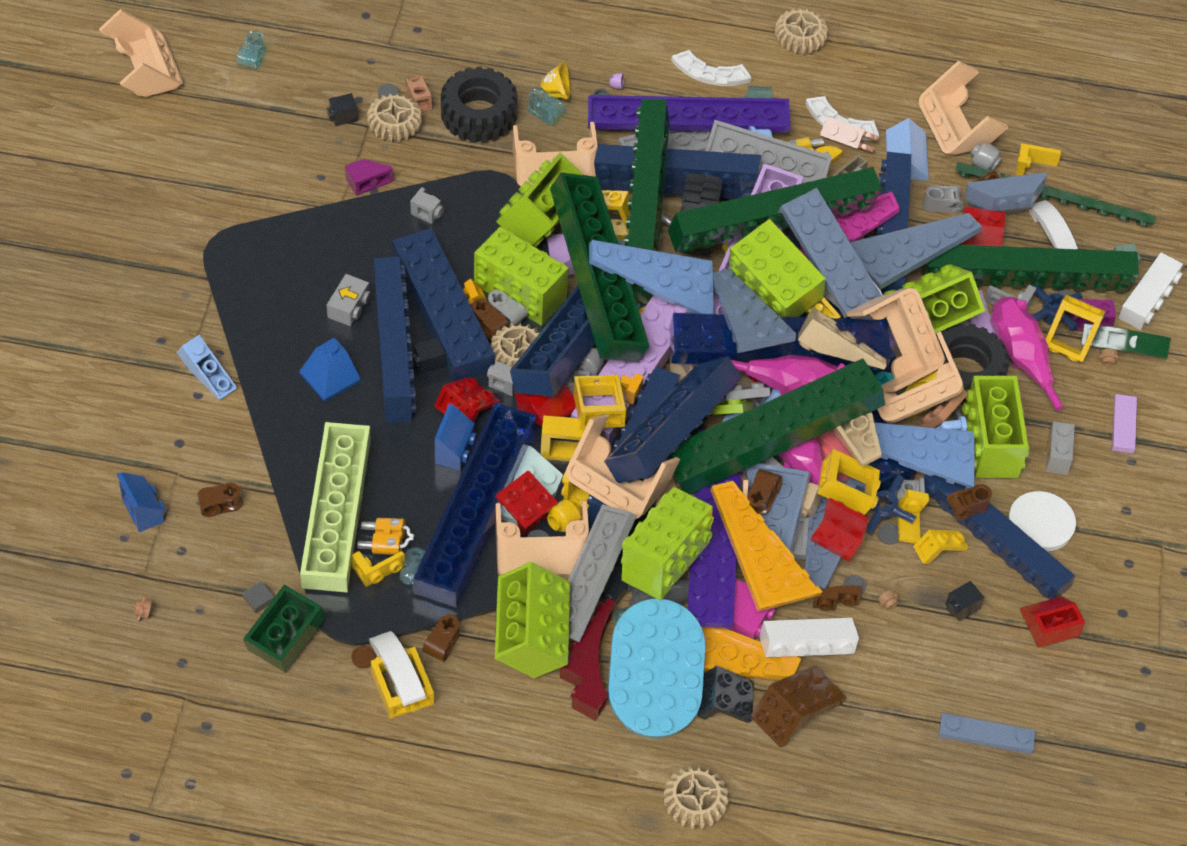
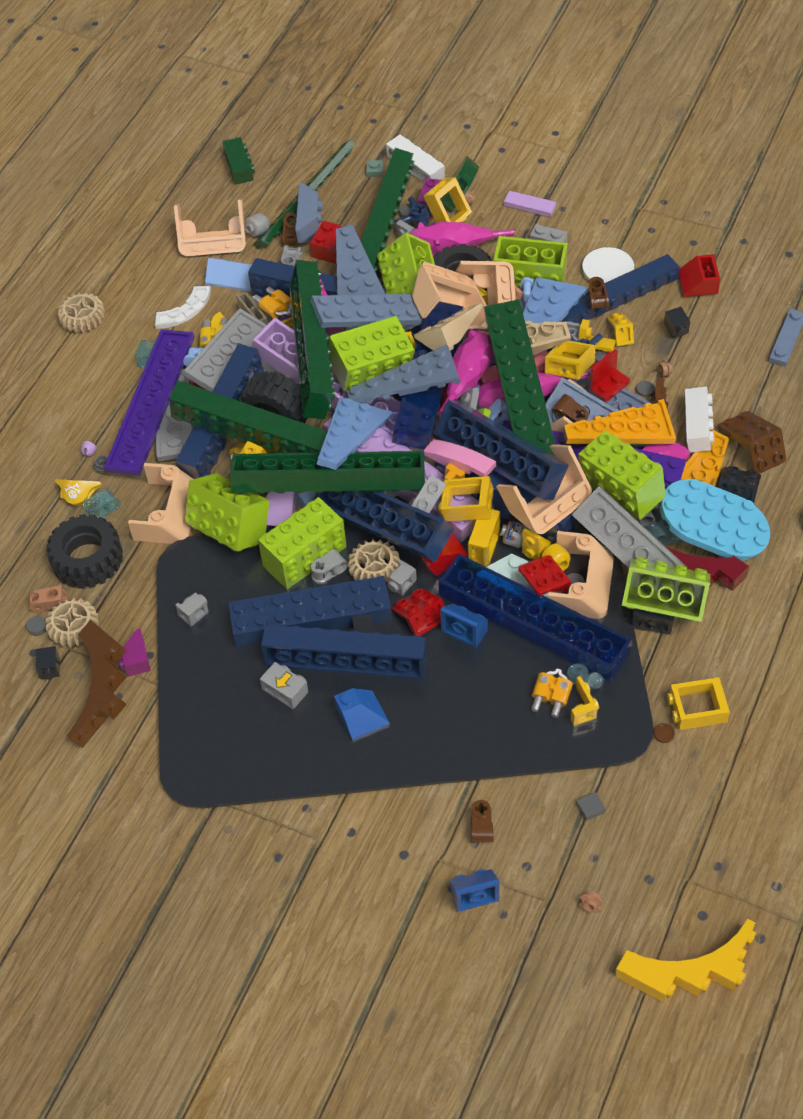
camera: 70 degrees left, 0 degrees up
(83, 733) = (693, 975): none -> yellow arch
(206, 367) = (323, 818): light blue slope -> none
(284, 628) = (637, 782): dark green brick -> none
(325, 153) = (106, 678): none -> reddish brown arch
(335, 507) = (517, 722): yellowish green brick -> none
(399, 667) = (689, 697): white slope -> none
(442, 638) = (660, 668): reddish brown piece -> none
(473, 291) = (306, 584): light orange tile -> none
(488, 317) = (334, 576): reddish brown piece -> none
(592, 364) = (428, 494): none -> light grey bracket
(651, 384) = (461, 457): none -> bright pink slope
(718, 76) = (106, 379): white tile -> none
(846, 134) = (203, 305): hinge -> none
(1036, 154) = (263, 200): yellow bracket -> none
(1052, 224) = (347, 199): white slope -> none
(1084, 119) = (238, 160): none -> dark green brick

